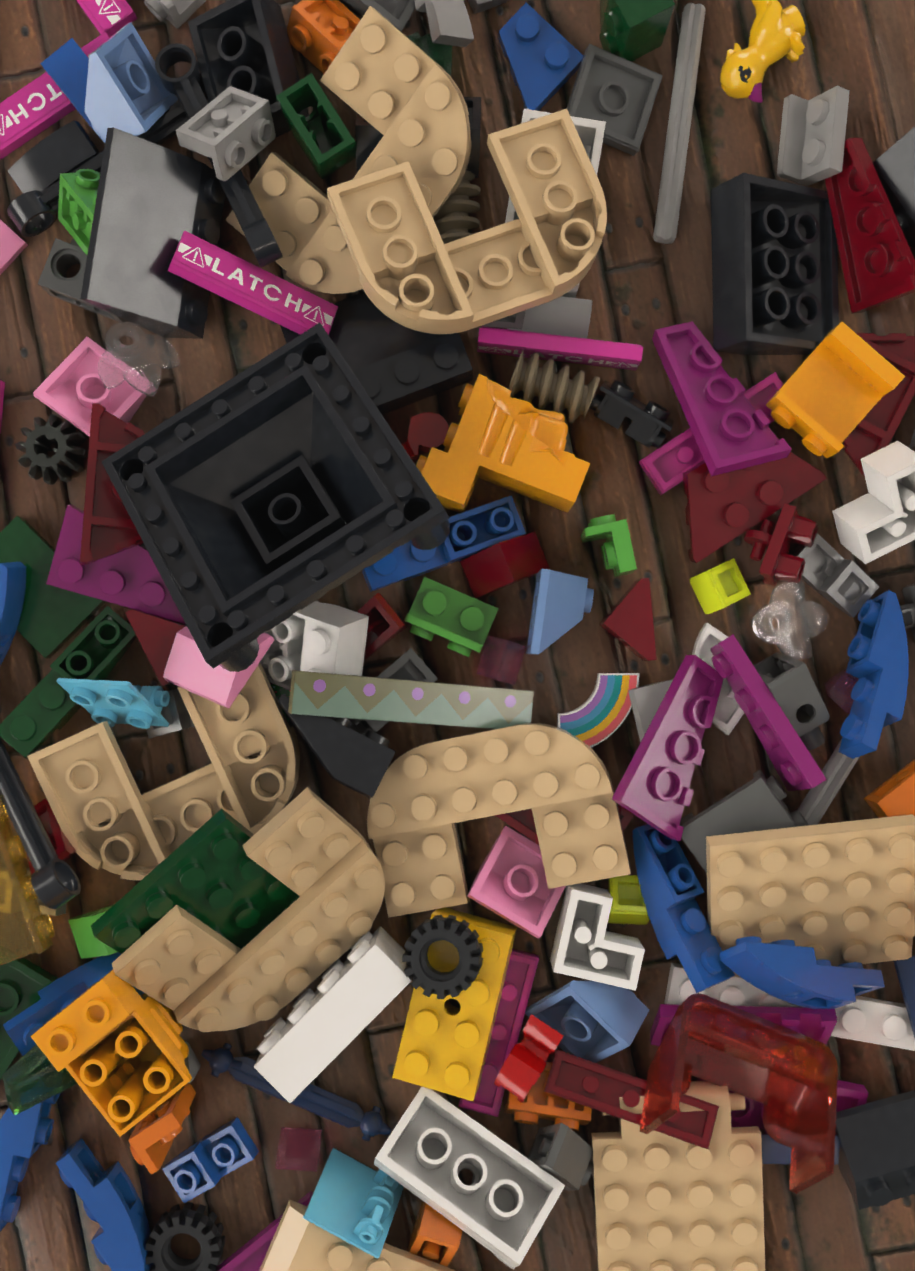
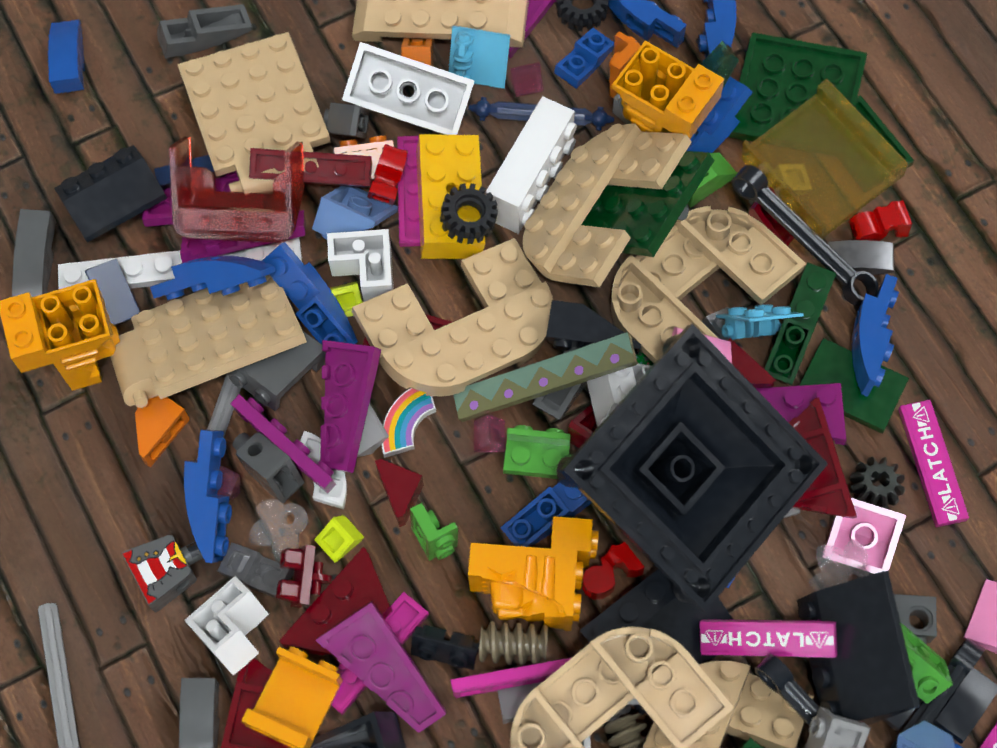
camera: 160 degrees right, 20 degrees down
(504, 564) = (505, 502): dark red slope -> none
(515, 883) = (433, 282): bright pink slope -> none
(556, 607) = (459, 477): medium blue slope -> none

